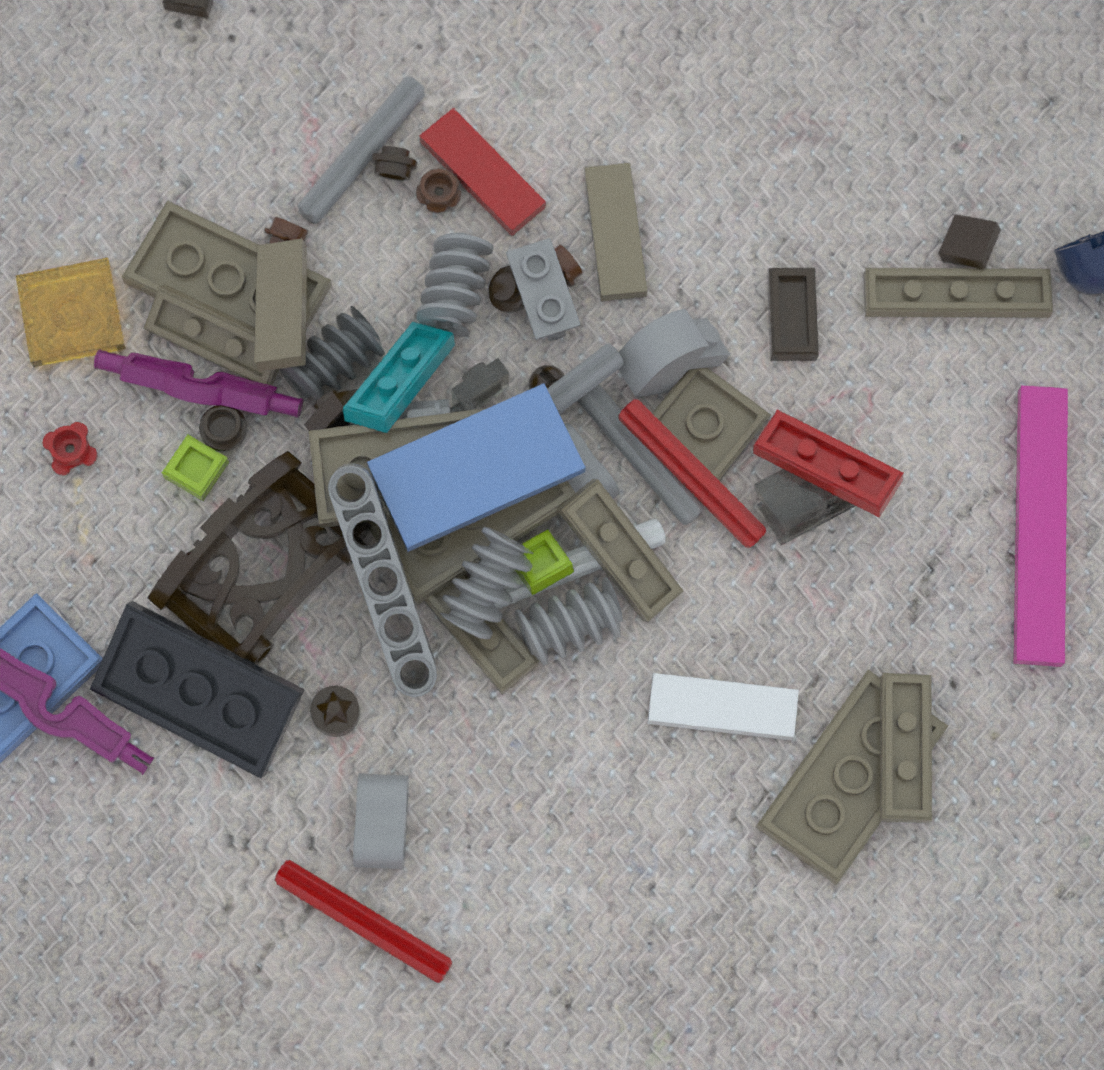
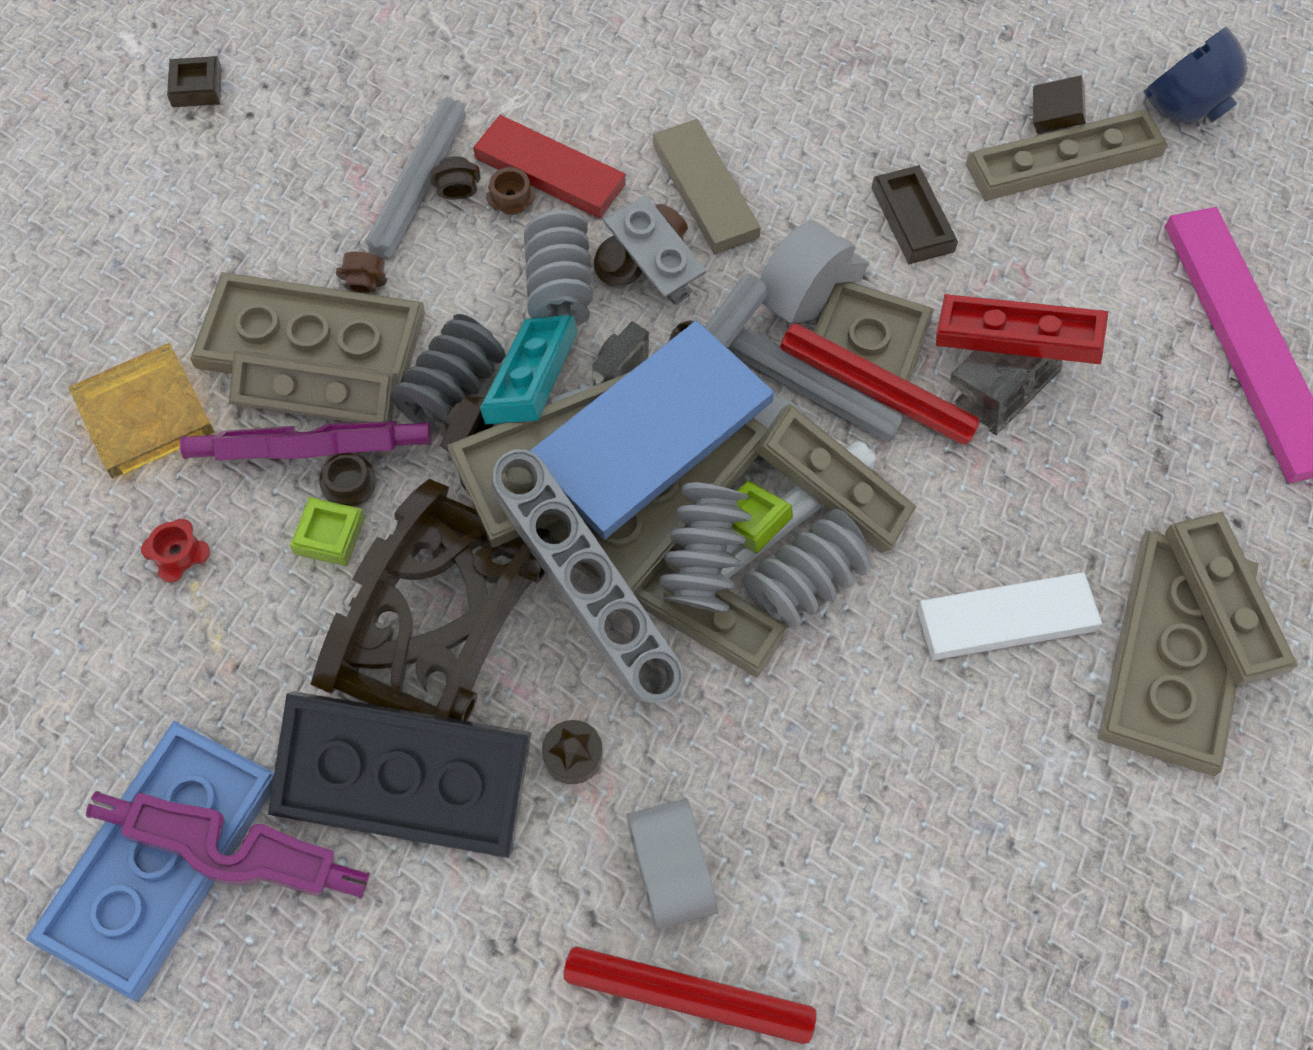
camera: 15 degrees left, 10 degrees down
(281, 305) = (377, 332): dark tan tile -> none

